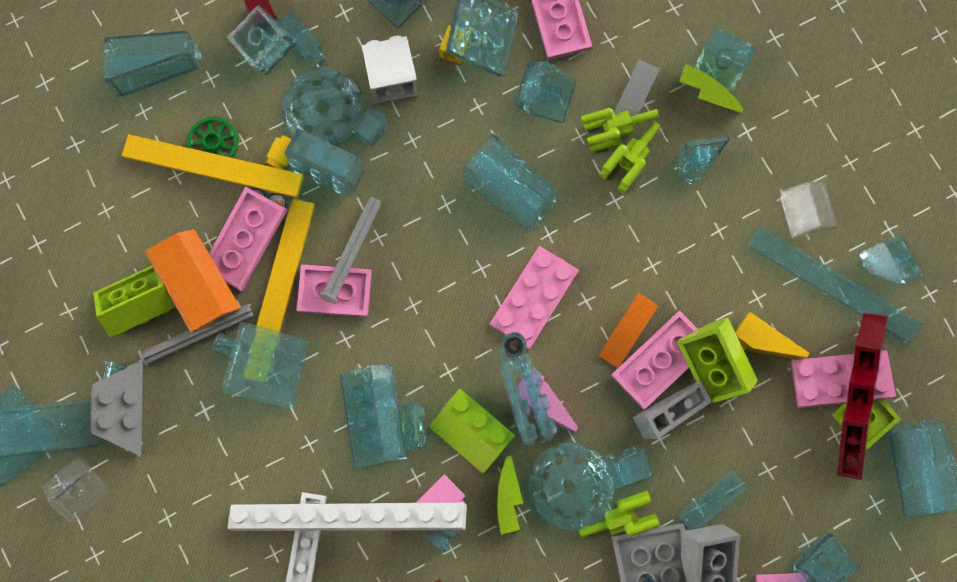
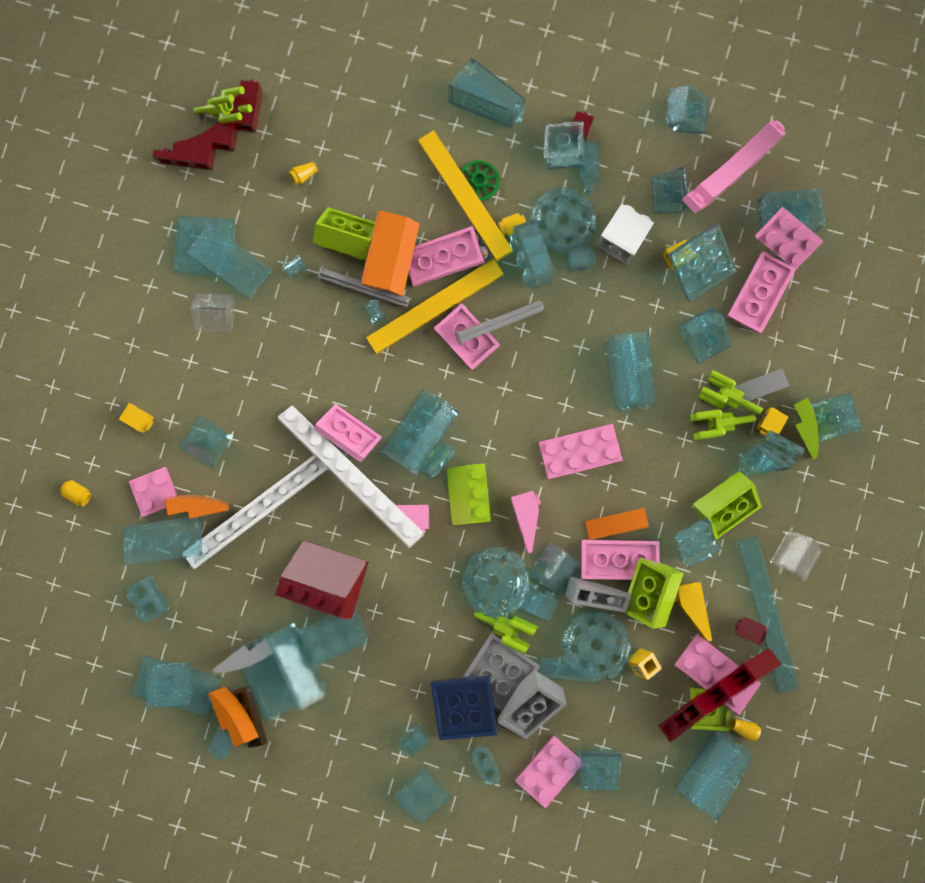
camera: 40 degrees right, 5 degrees up
(39, 284) = (301, 173): none -> yellow cone
(118, 408) = (279, 289): light grey wing -> none
(265, 365) = (385, 343): clear light blue plate -> none
(307, 480) = (347, 433): none -> bright pink plate
(440, 541) = (390, 540): clear light blue wheel -> none
(508, 497) = (453, 553): lime slope -> none
(516, 363) = (533, 481): clear light blue hinge -> none
(612, 424) = (554, 569): none -> clear light blue slope
(675, 115) = (771, 420): none -> yellow brick
(705, 127) = (782, 447): none -> clear light blue plate
(707, 221) = (728, 504): none -> lime slope
(713, 280) = (696, 543): none -> clear light blue plate
(719, 442) = (608, 645): none -> clear light blue plate
(771, 432) = (644, 664): none -> yellow brick
(834, 312) = (751, 630): none -> dark red brick
(892, 261) = (817, 634): clear light blue slope -> none
(915, 402) = (746, 729): none -> yellow cone

